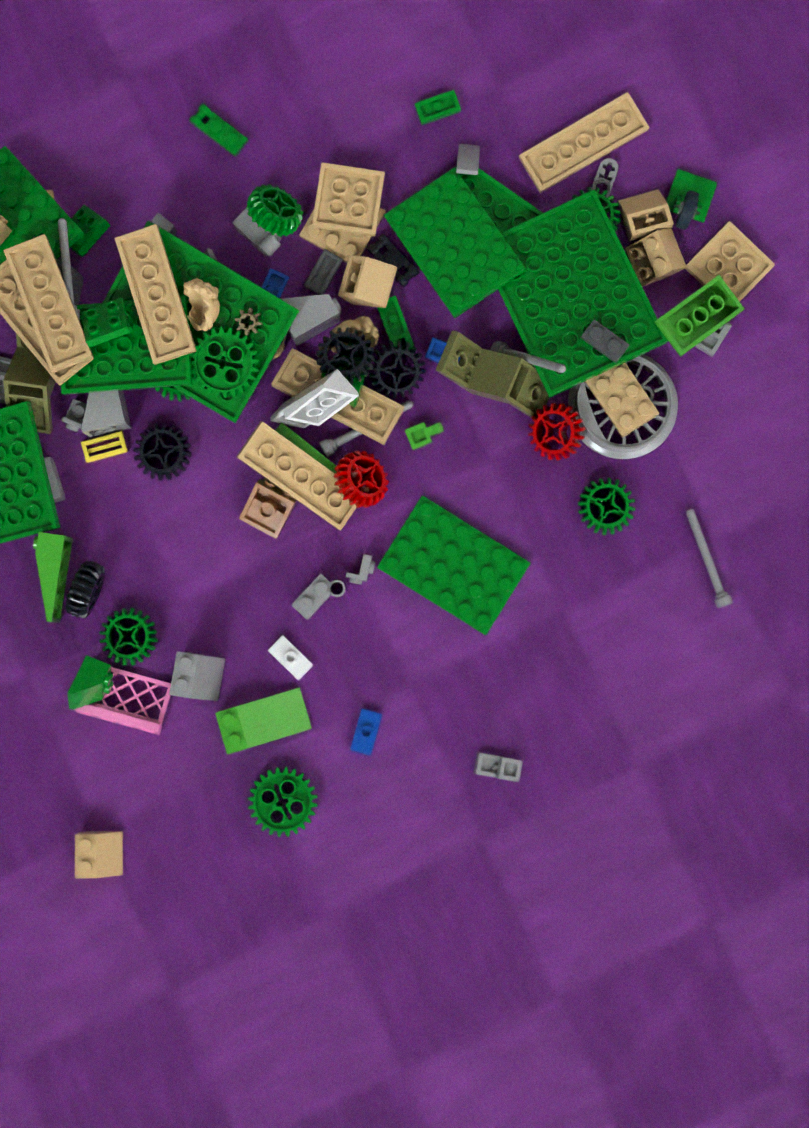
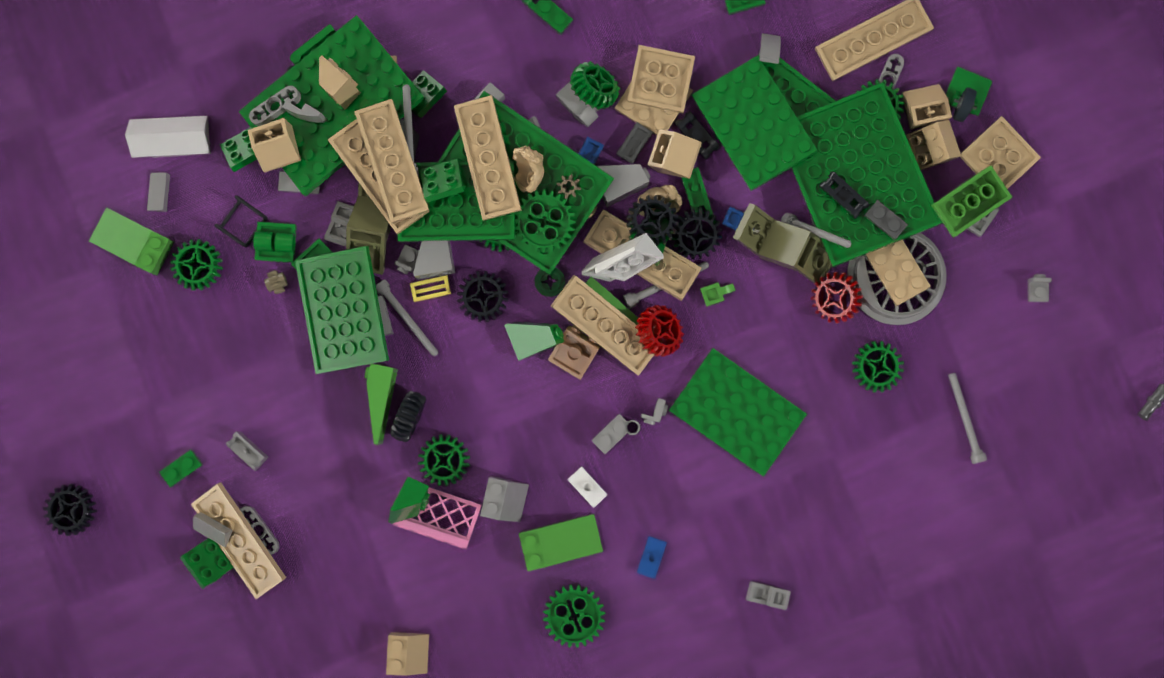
camera: 10 degrees right, 0 degrees up
(51, 449) = (384, 289): none -> light grey piece
(220, 495) = (533, 338): none -> slope
(230, 439) = (543, 288): none -> dark green gear
(557, 316) = (844, 195): none -> black plate
(780, 410) = (1038, 288): none -> light grey bracket

